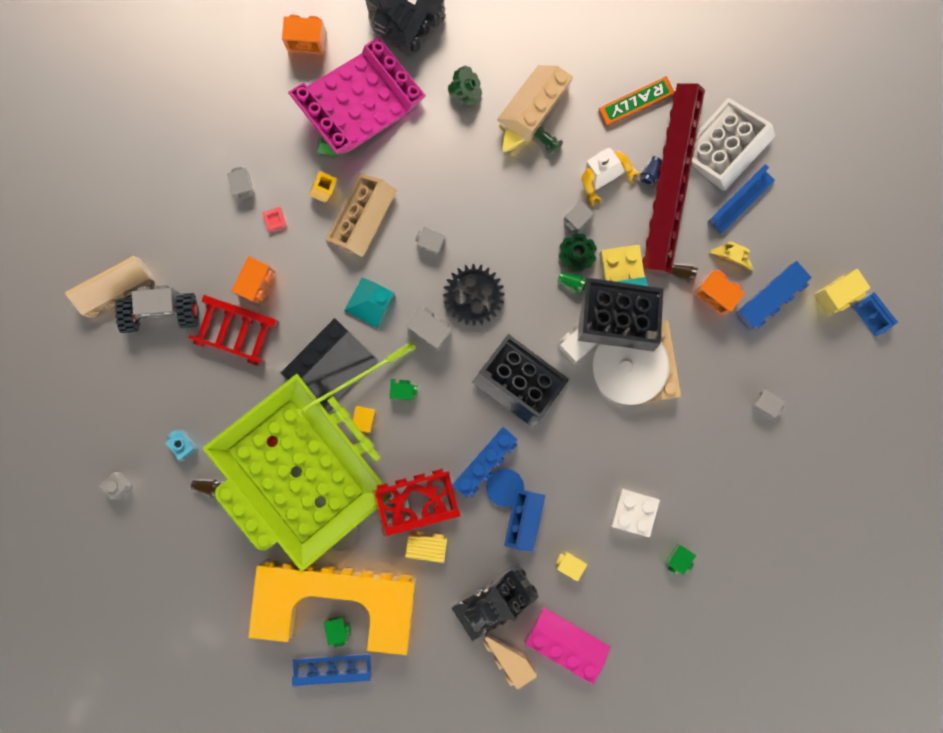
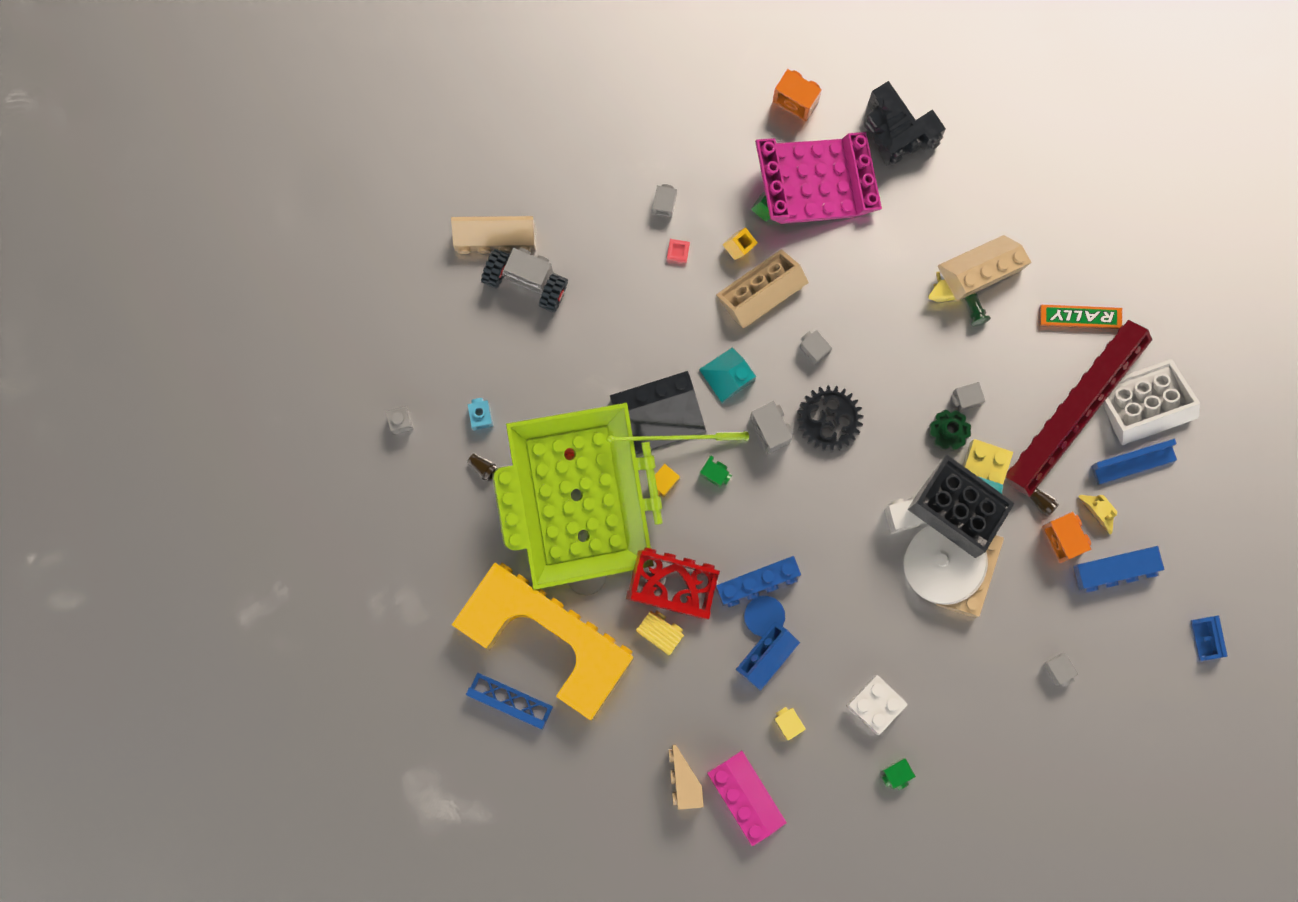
camera: 30 degrees right, 5 degrees down
(247, 317) = (592, 314): red fence -> none
(254, 281) = (630, 297): orange brick -> none
(337, 631) = (534, 667): green brick -> none
(465, 86) = (924, 219): dark green plant -> none
(496, 602) = (699, 719): black brick -> none
(520, 381) = (832, 522): black slope -> none
(573, 282) = (930, 454): green cone -> none
(603, 169) = (1014, 364): torso -> none
(650, 173) = (1057, 392): dark blue cone -> none
(845, 289) = (1188, 598): light yellow brick -> none

